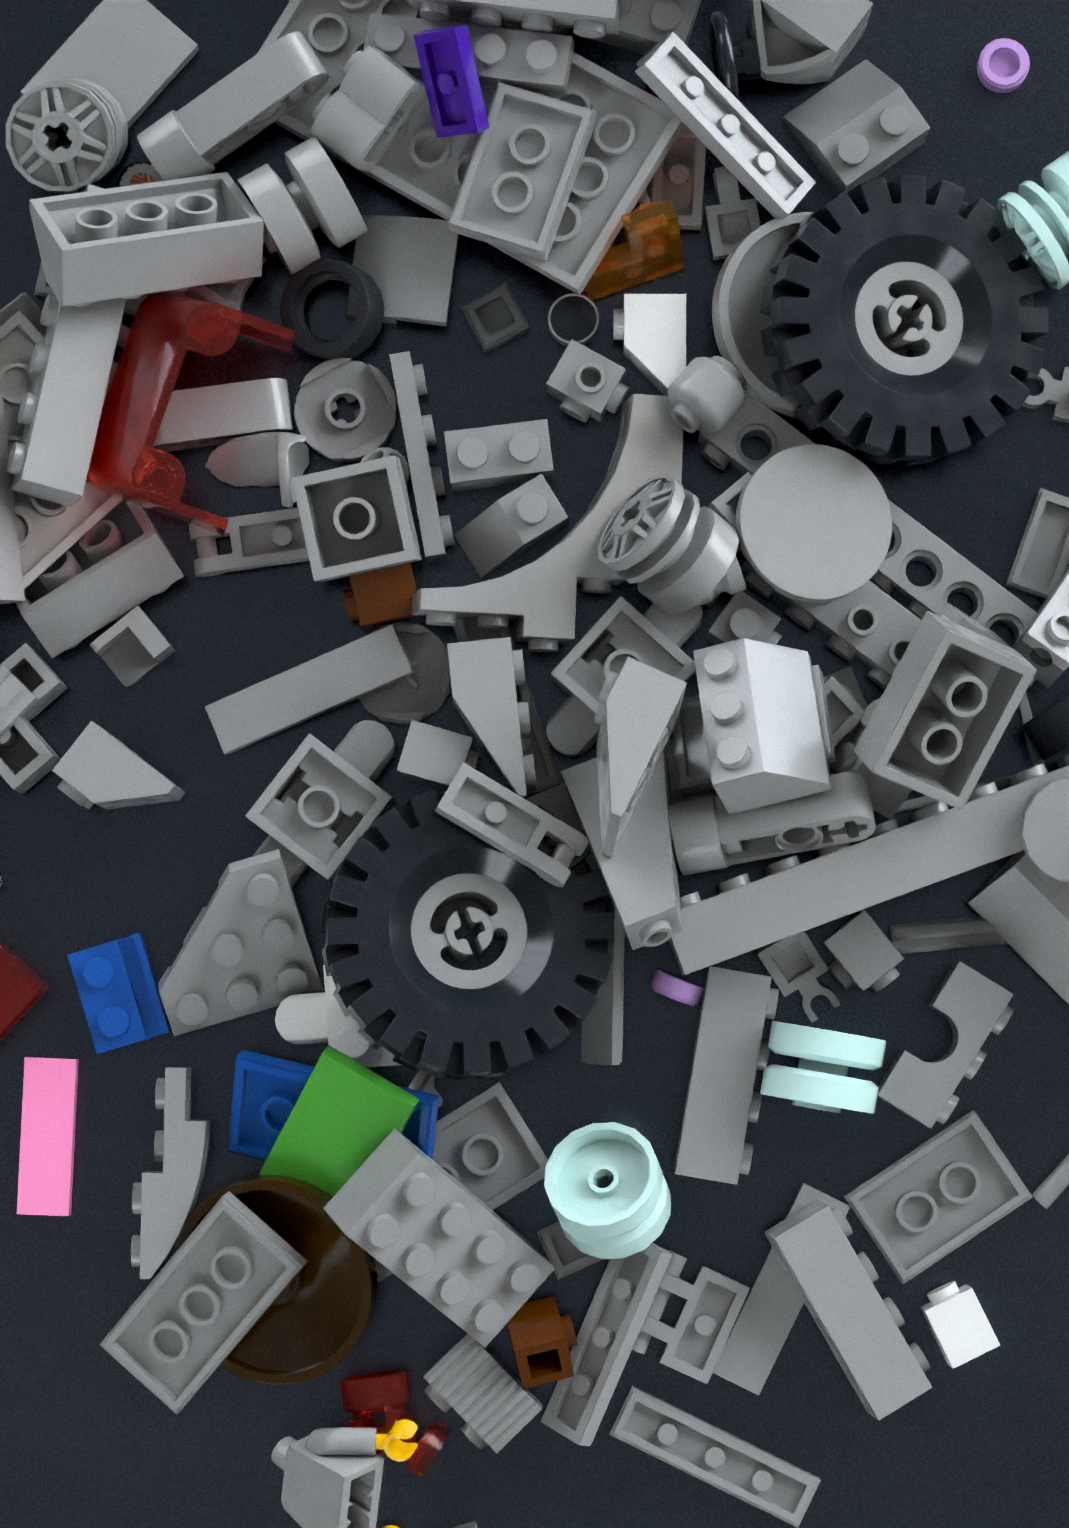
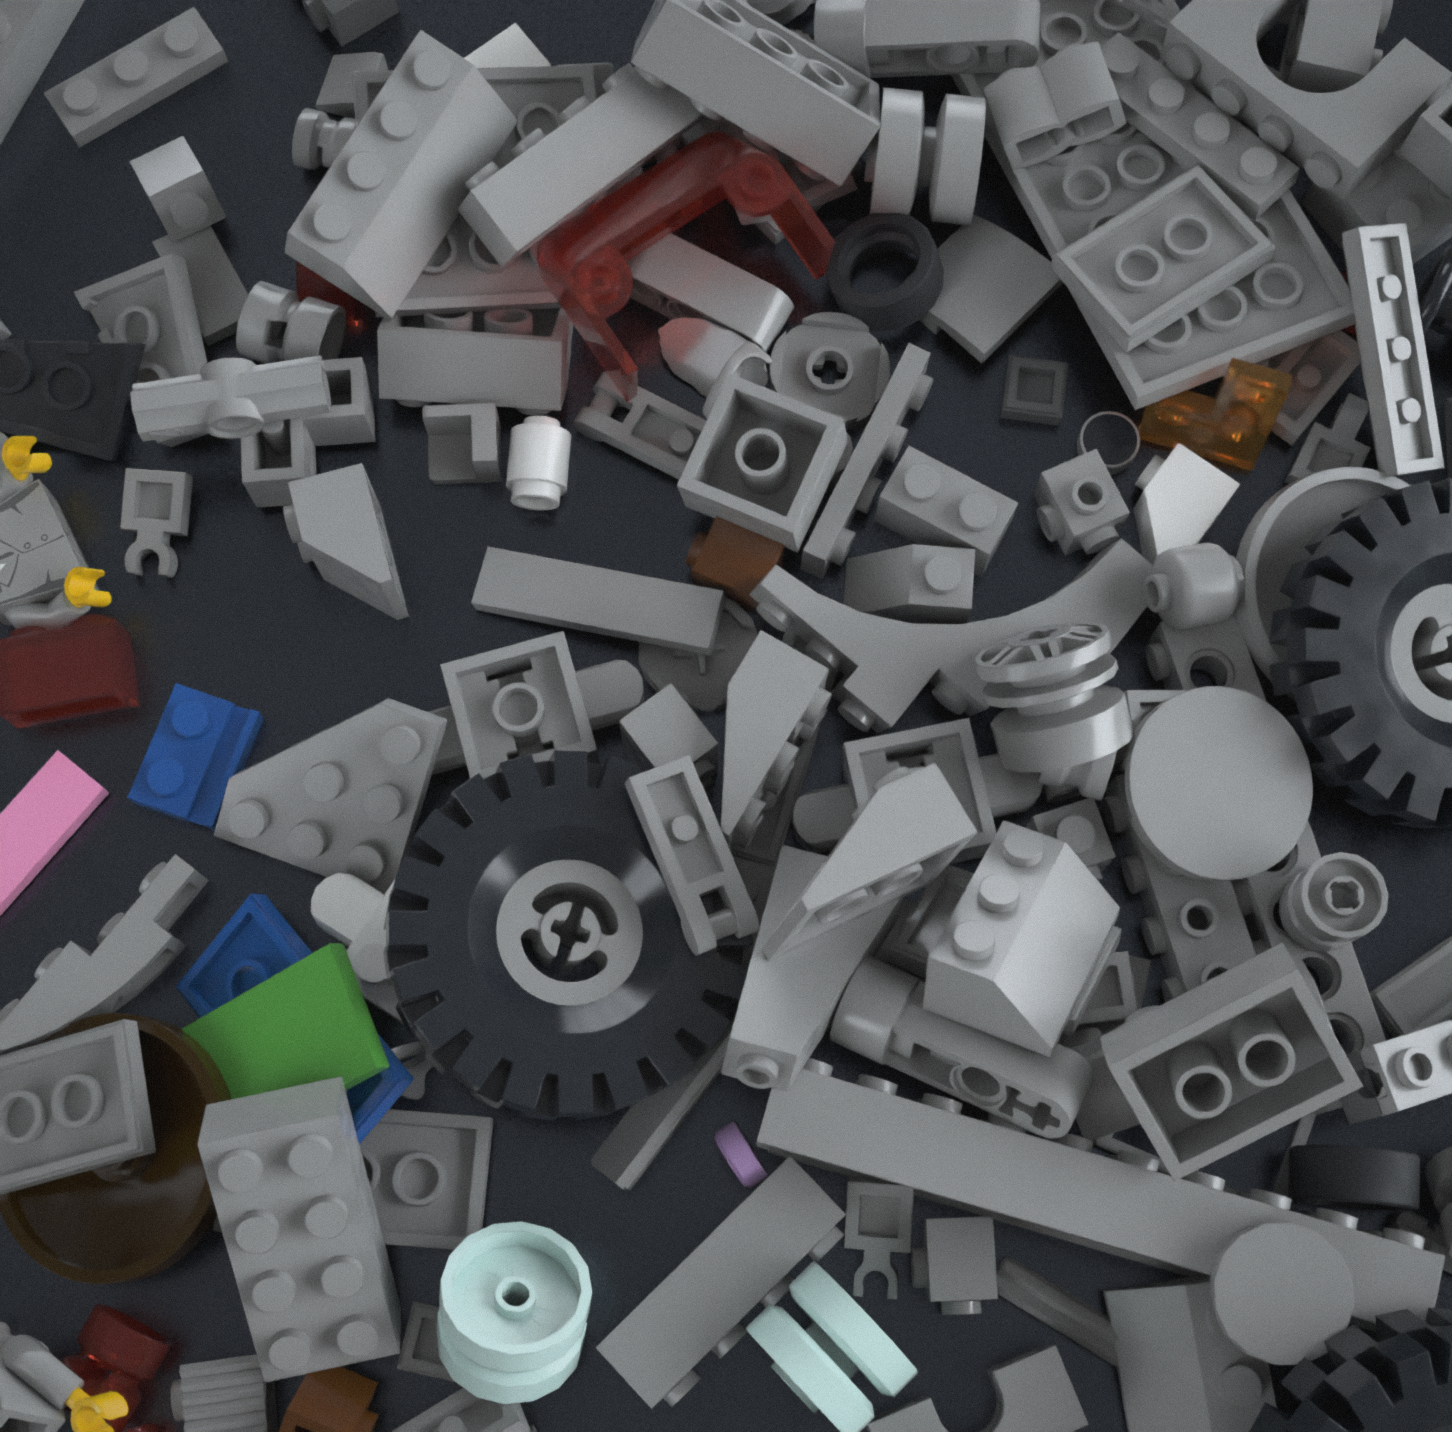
camera: 30 degrees right, 10 degrees down
(195, 622) = (538, 463): none -> white brick
(451, 81) = (1154, 126): dark purple plate -> none
(941, 550) = (1333, 902): none -> light grey wheel

